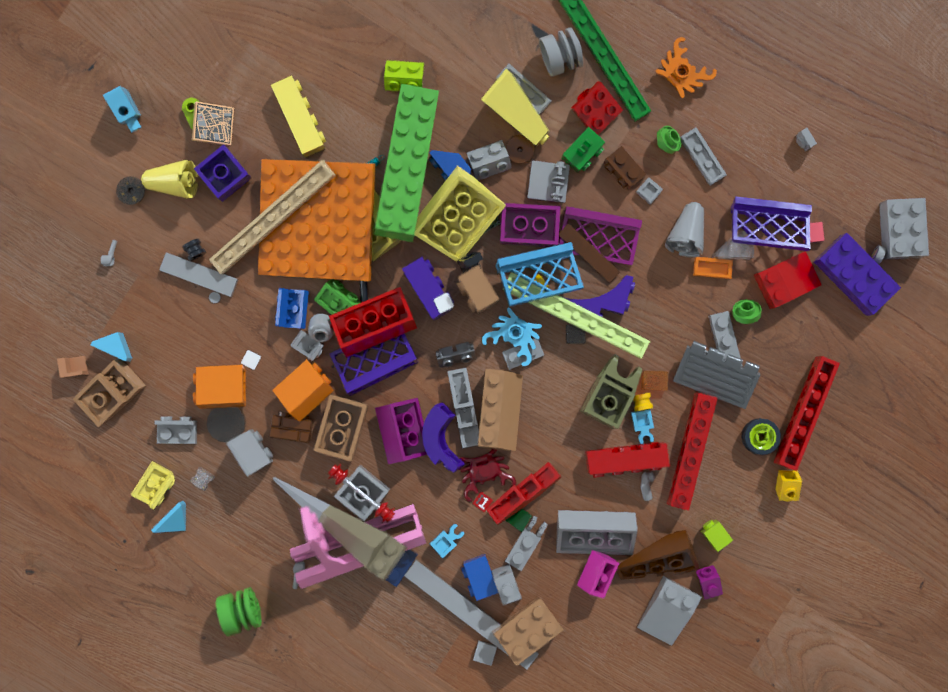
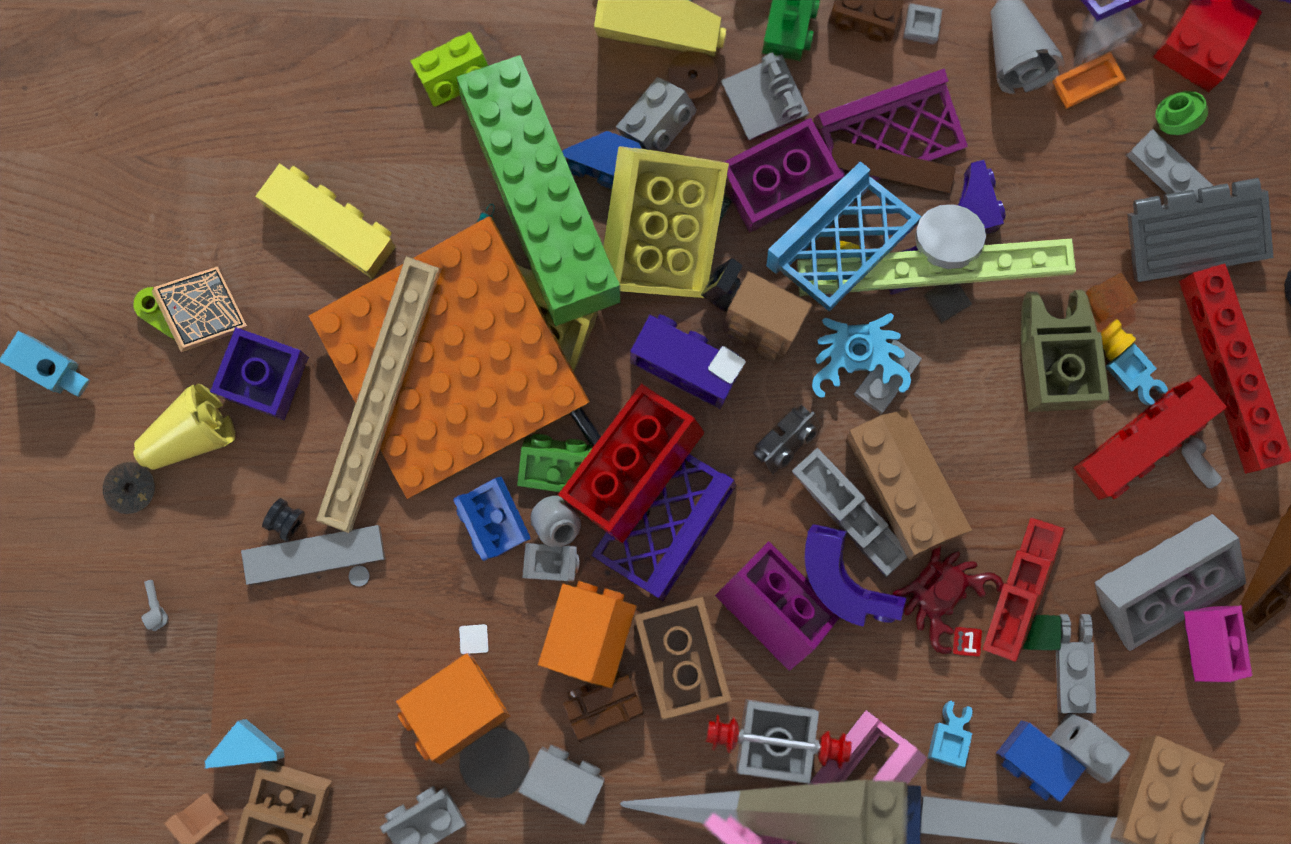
camera: 30 degrees left, 5 degrees down
(591, 305) = (950, 236): none -> light grey tile

